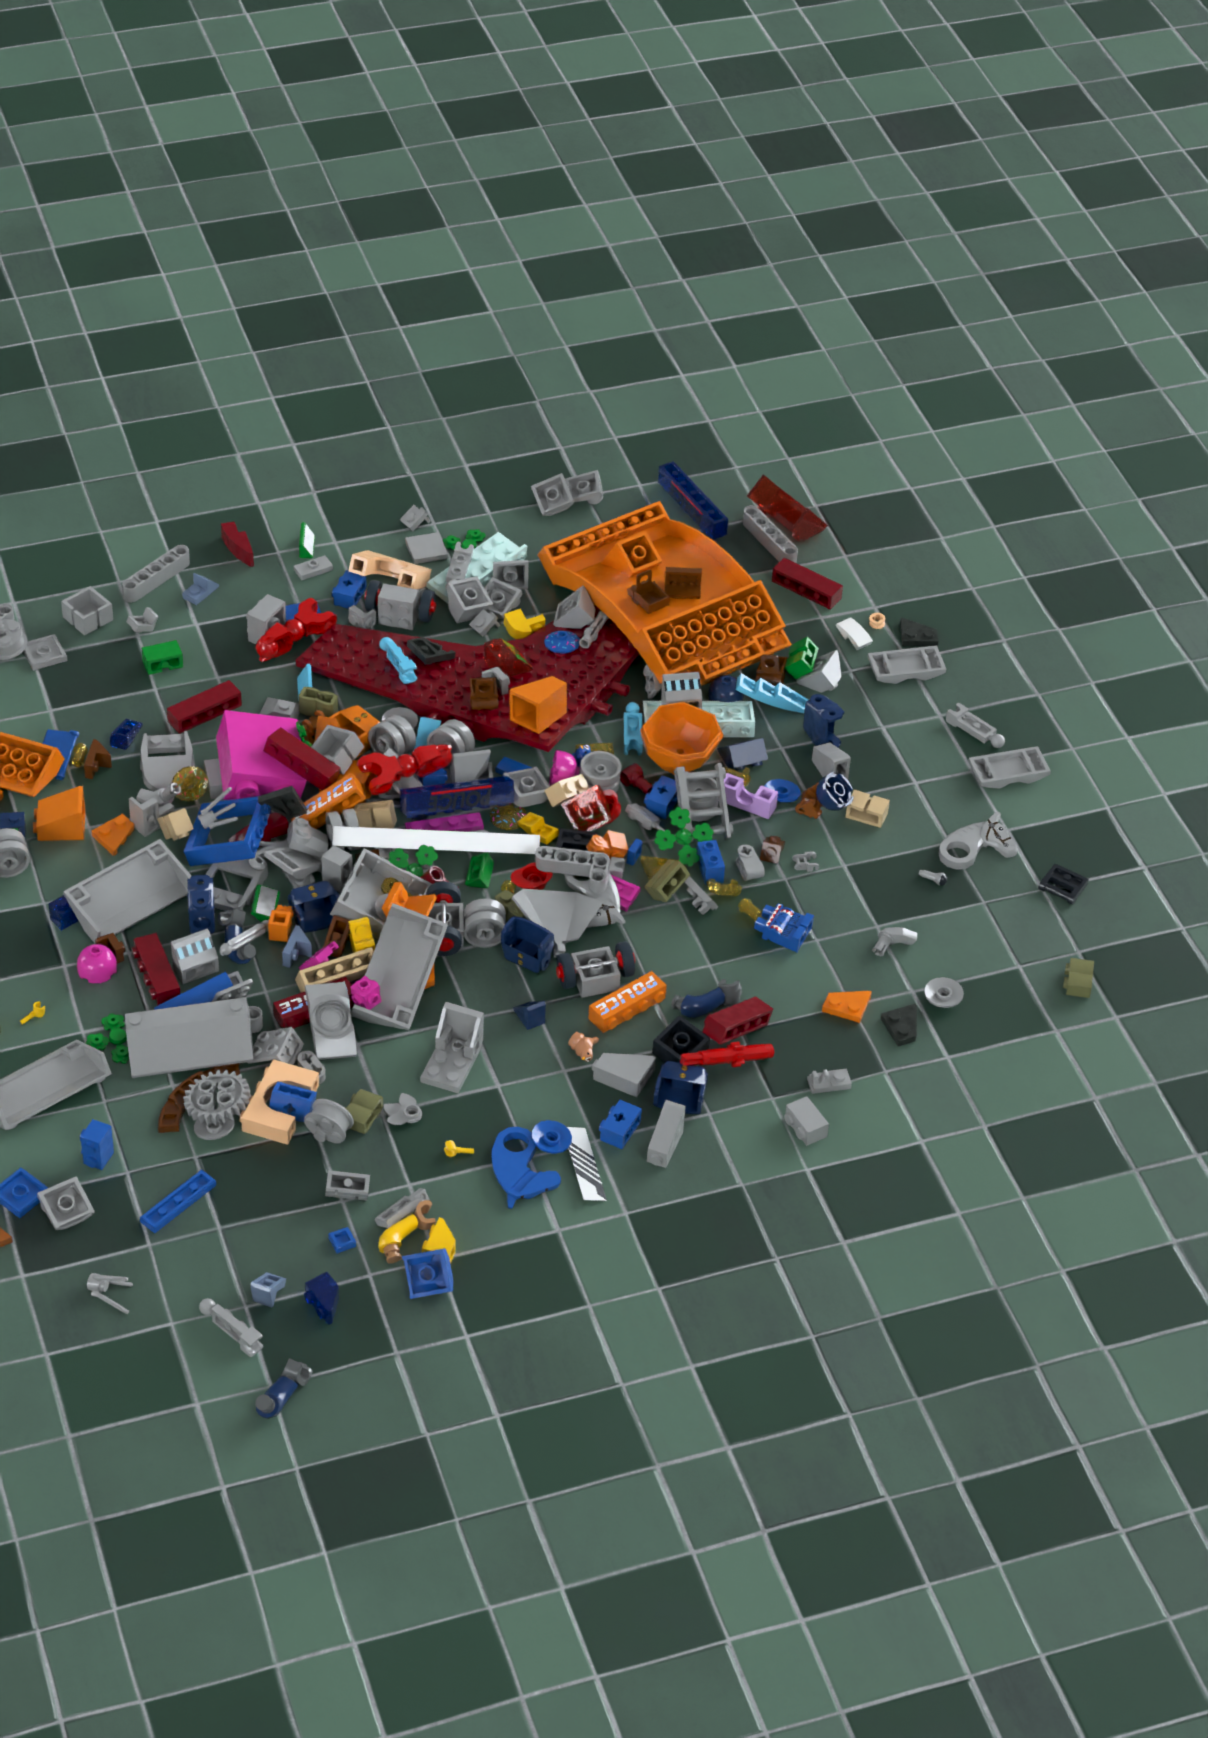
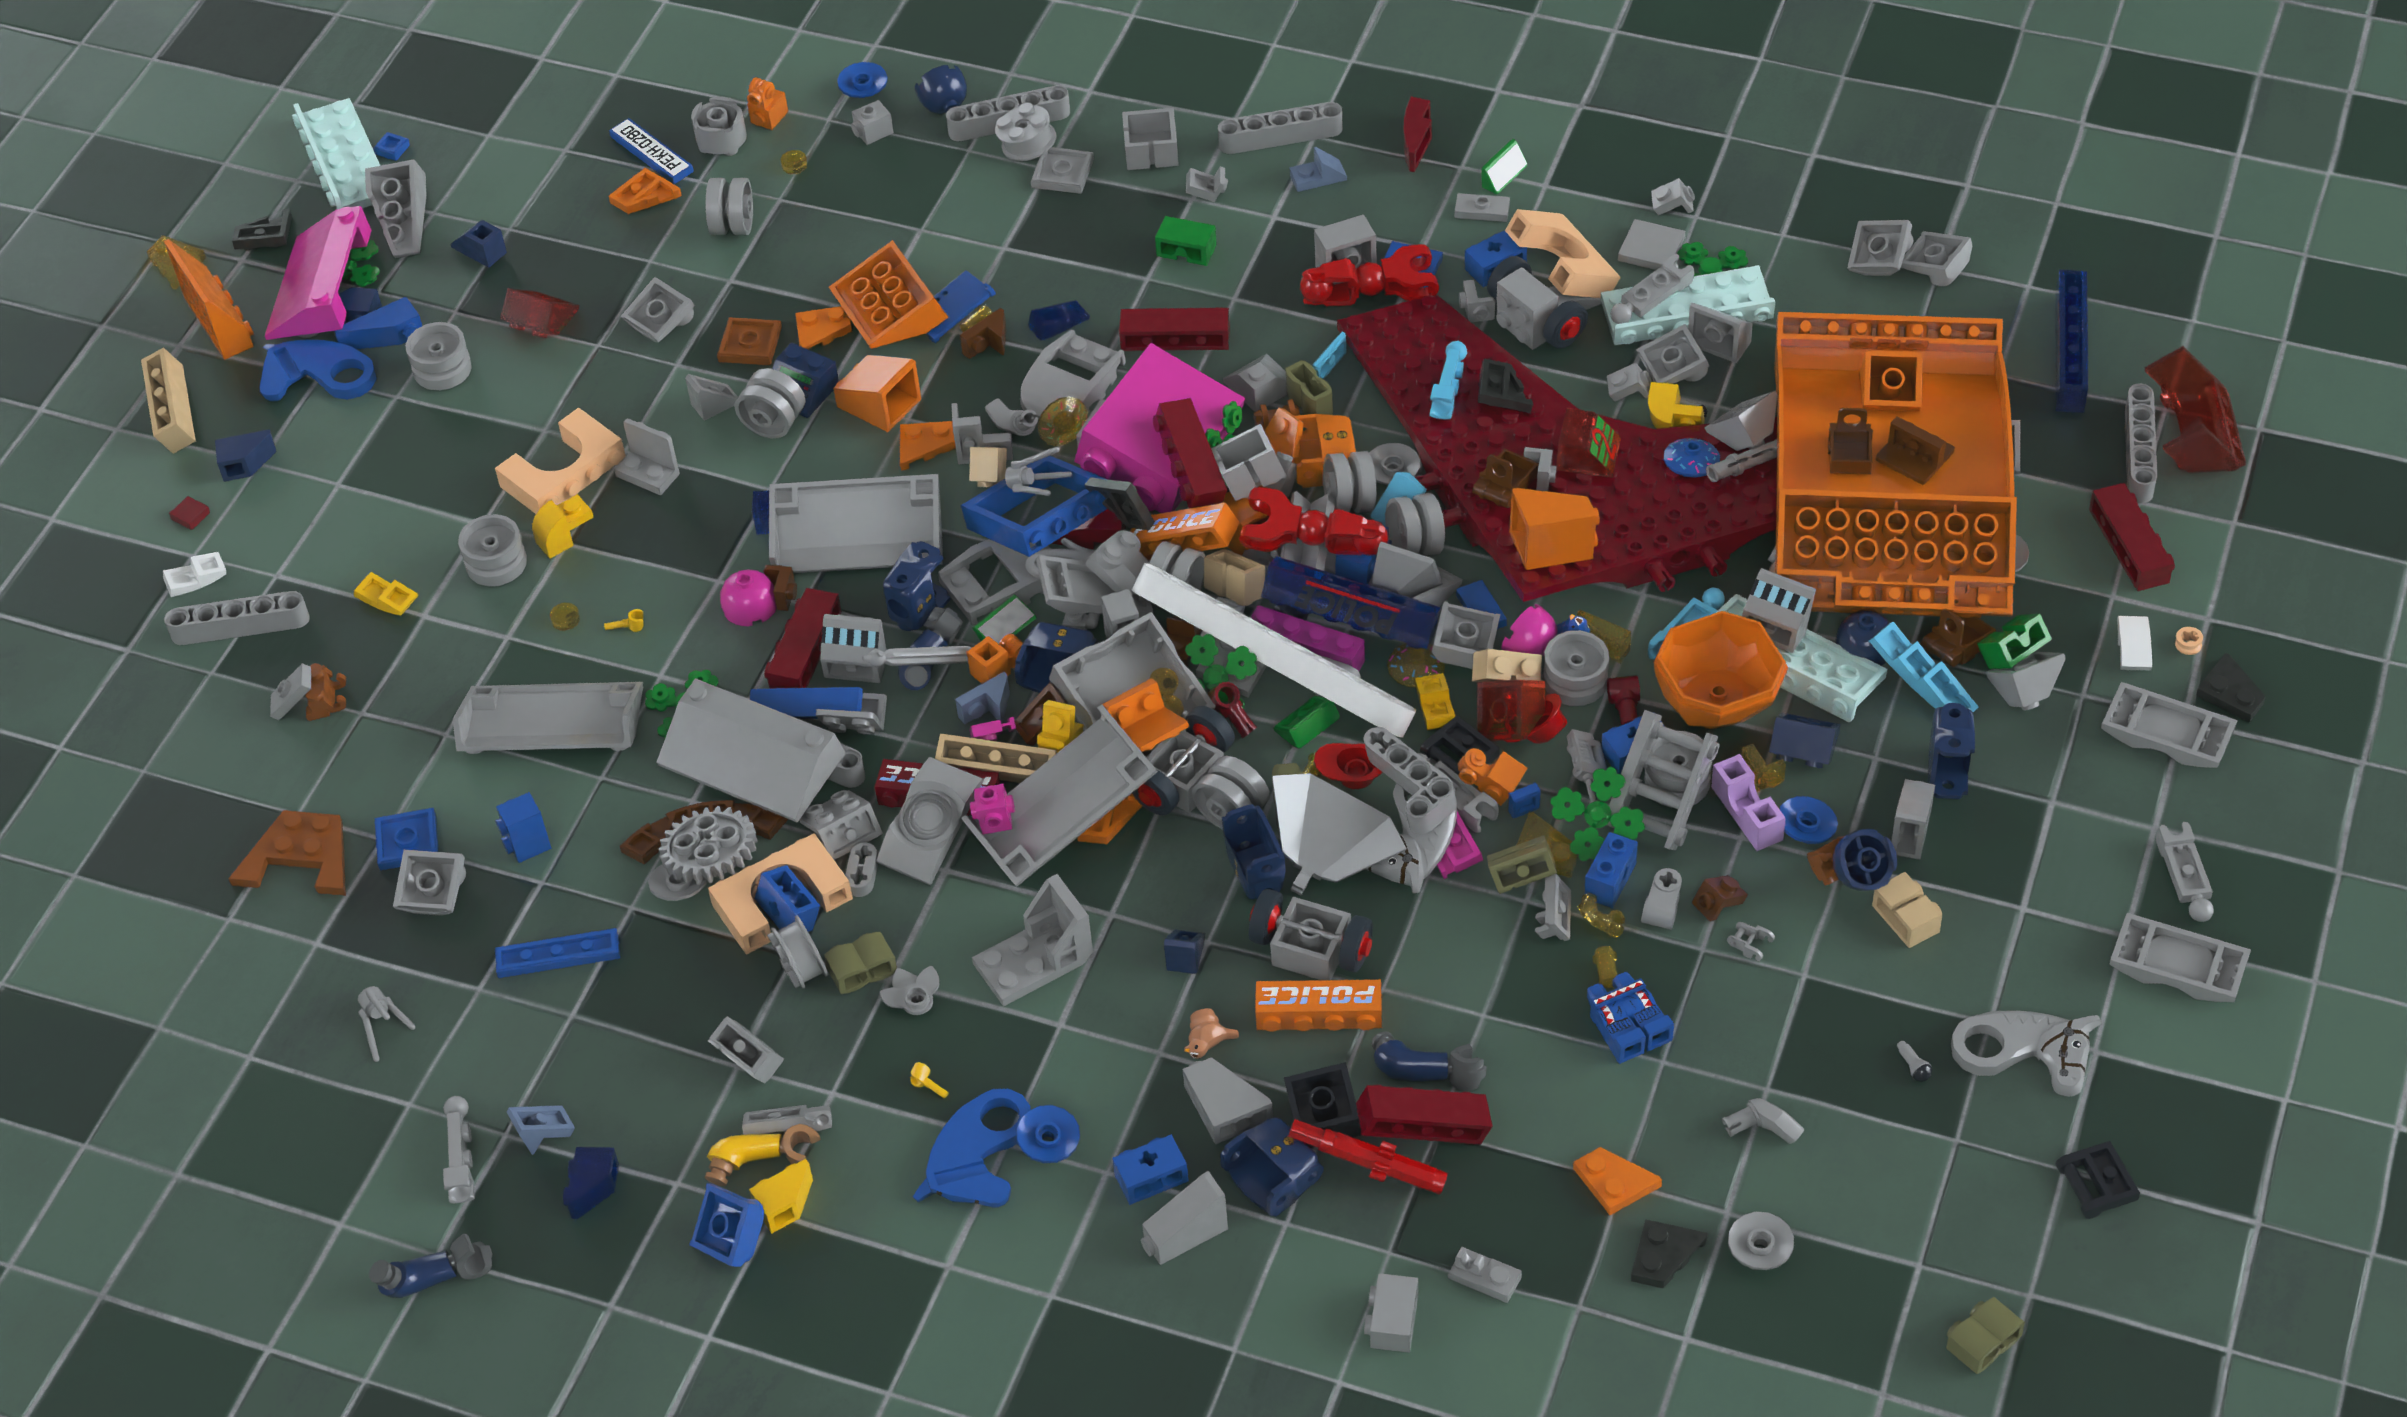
camera: 45 degrees right, 5 degrees up
(342, 1240) = (686, 1117): blue tile -> none
(467, 599) = (1626, 338): light grey slope -> none
(585, 1165) = (1060, 1198): white sticker -> none

